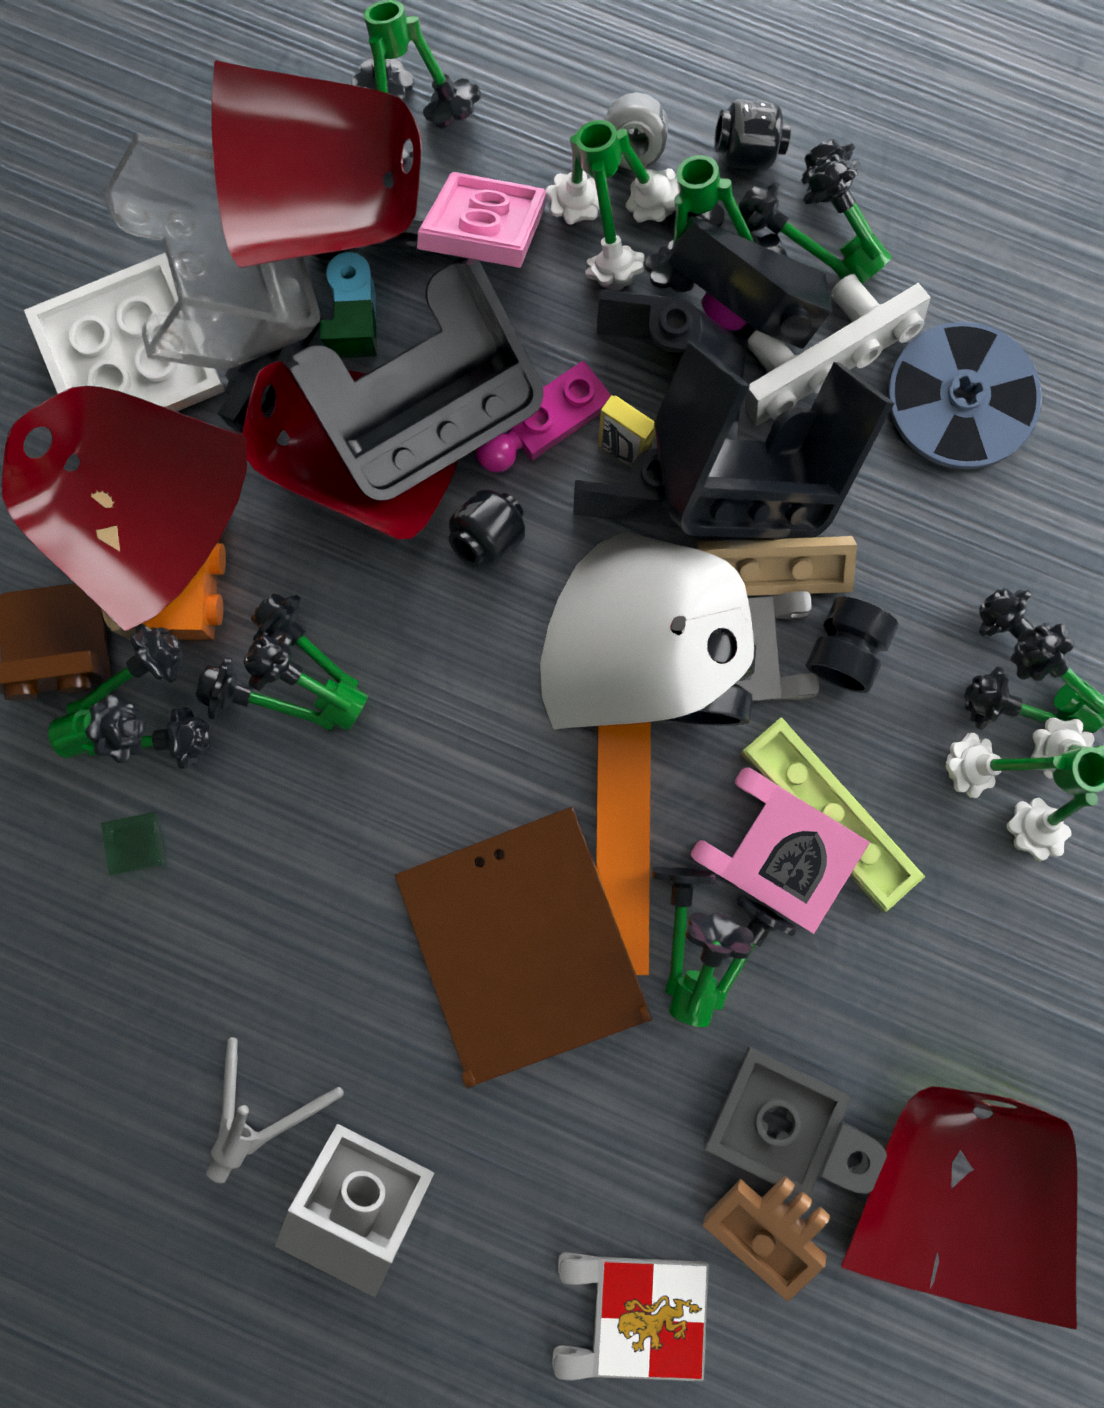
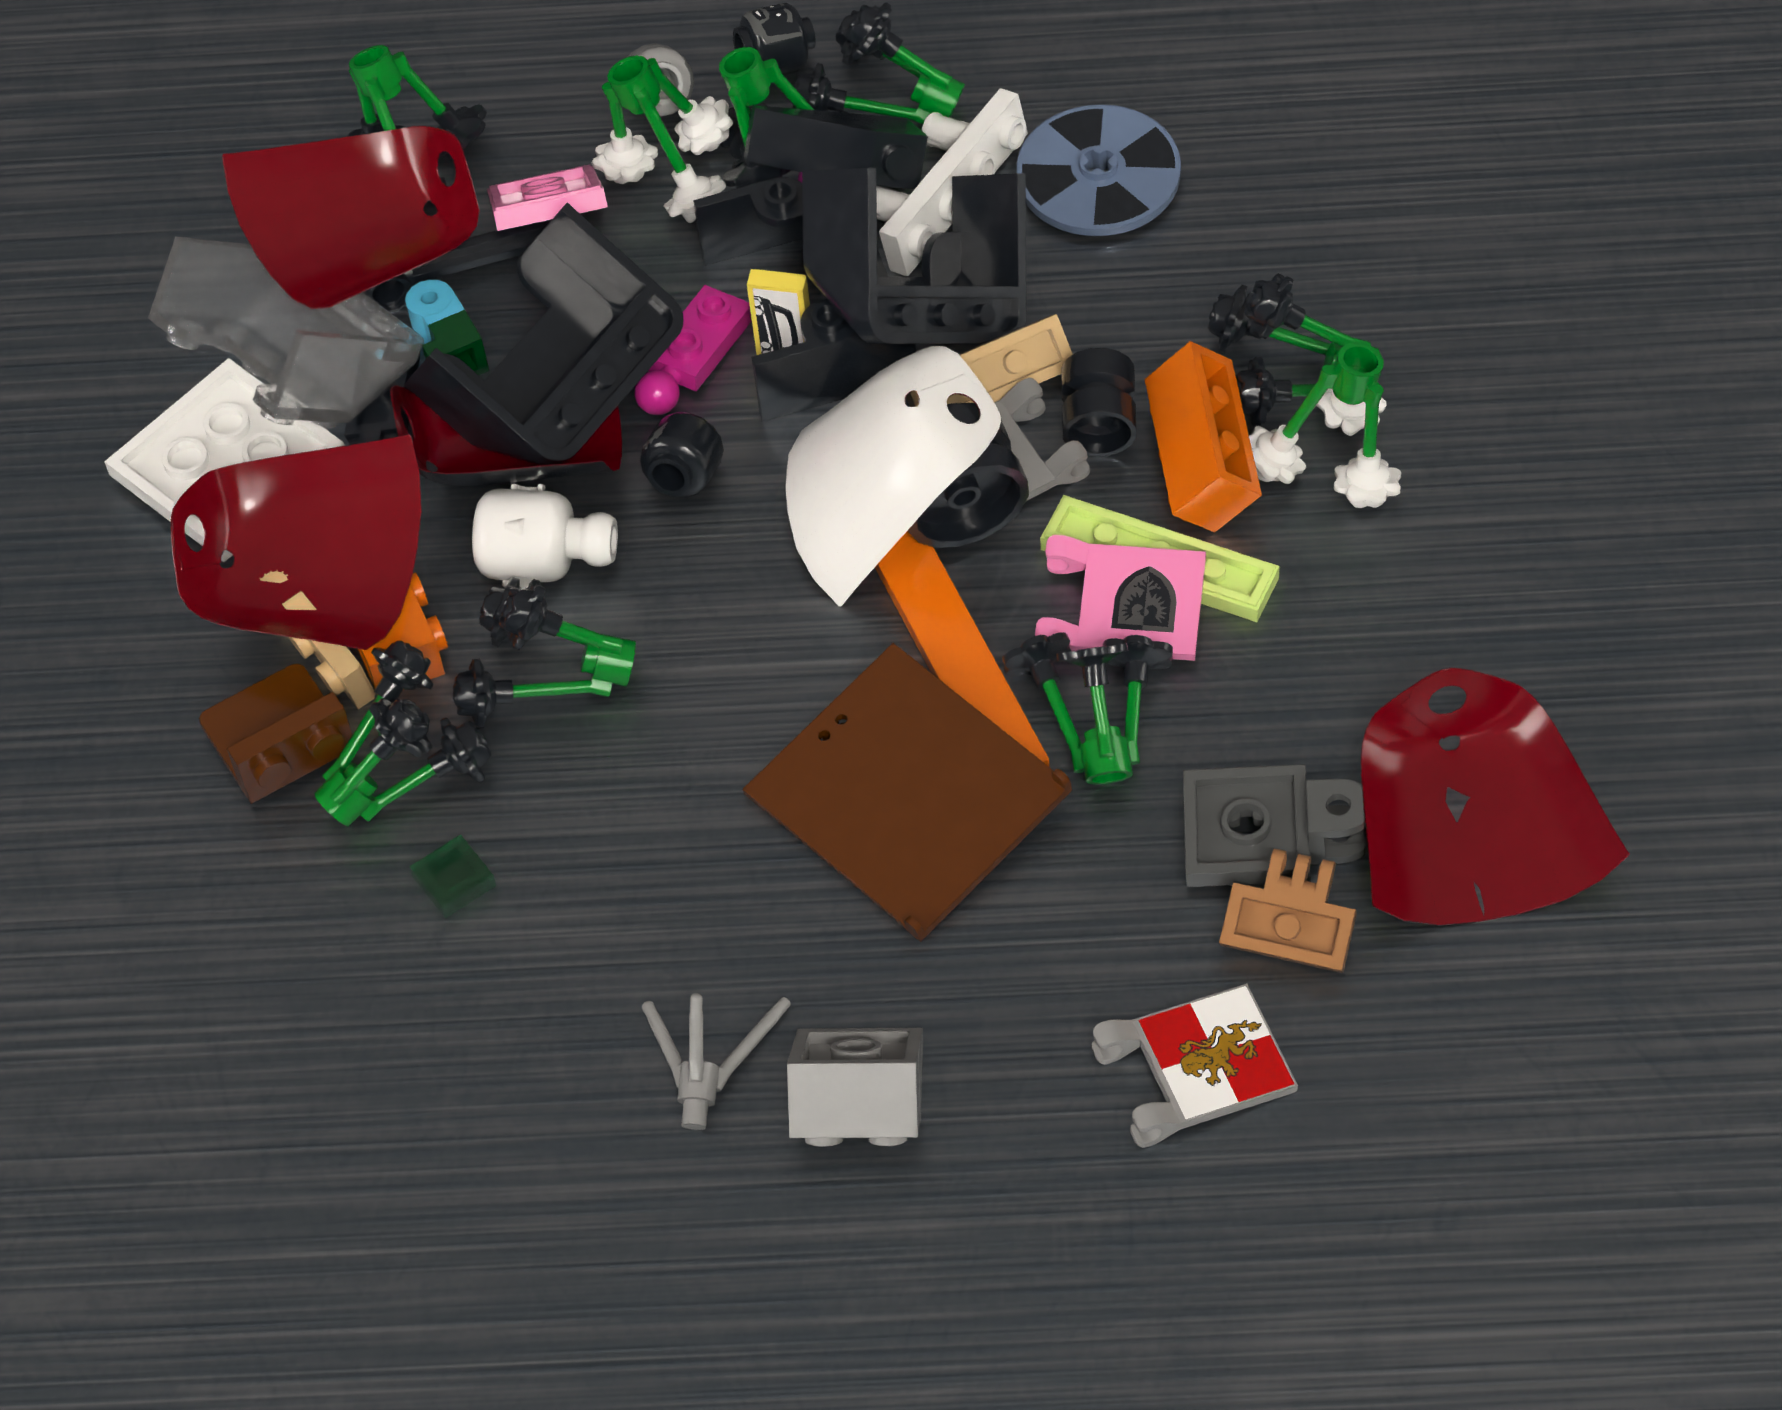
camera: 20 degrees left, 25 degrees down
(333, 556) = (536, 537): none -> white piece
(921, 726) = (1202, 437): none -> orange brick

